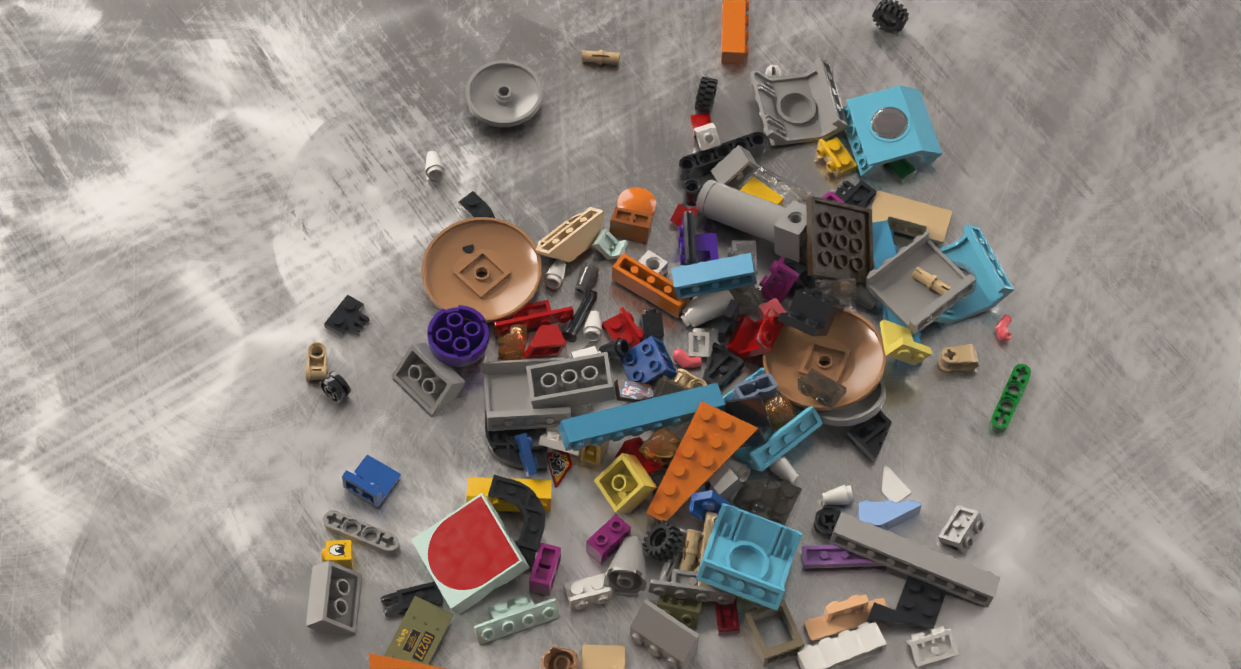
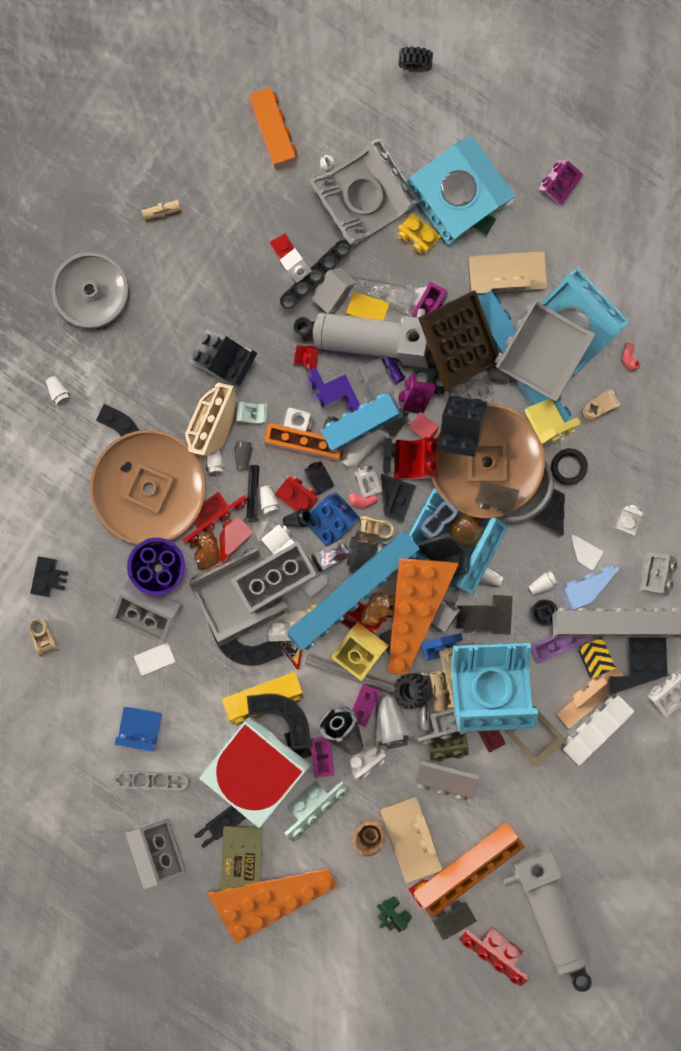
camera: 15 degrees left, 25 degrees up
(335, 387) = (68, 655): black wheel -> none
(339, 552) = (141, 811): yellow brick -> none
(417, 426) = (154, 659): none -> white sticker
(529, 462) = (261, 653): blue wing -> none
(577, 546) = (342, 730): none -> black cone
(602, 505) = (342, 672): none -> light grey axle
(603, 187) = (222, 357): none -> black bracket
(631, 224) = (261, 383): dark orange hinge -> none
(637, 200) = (264, 359): orange dish -> none
(690, 238) = (324, 391): black axle -> none
(706, 94) = (276, 217): black tyre -> none
(763, 254) = (392, 367): none -> dark purple pin
(855, 195) = (450, 272): black hinge -> none
(866, 577) = (596, 657): none -> piece
(905, 387) = (569, 452): none -> black tyre
(930, 281) = (555, 347): tan pin -> none
(950, 470) = (630, 520): none -> white bracket
(991, 160) = (560, 181): none -> magenta bracket
(1010, 398) = (661, 426): green beam -> none

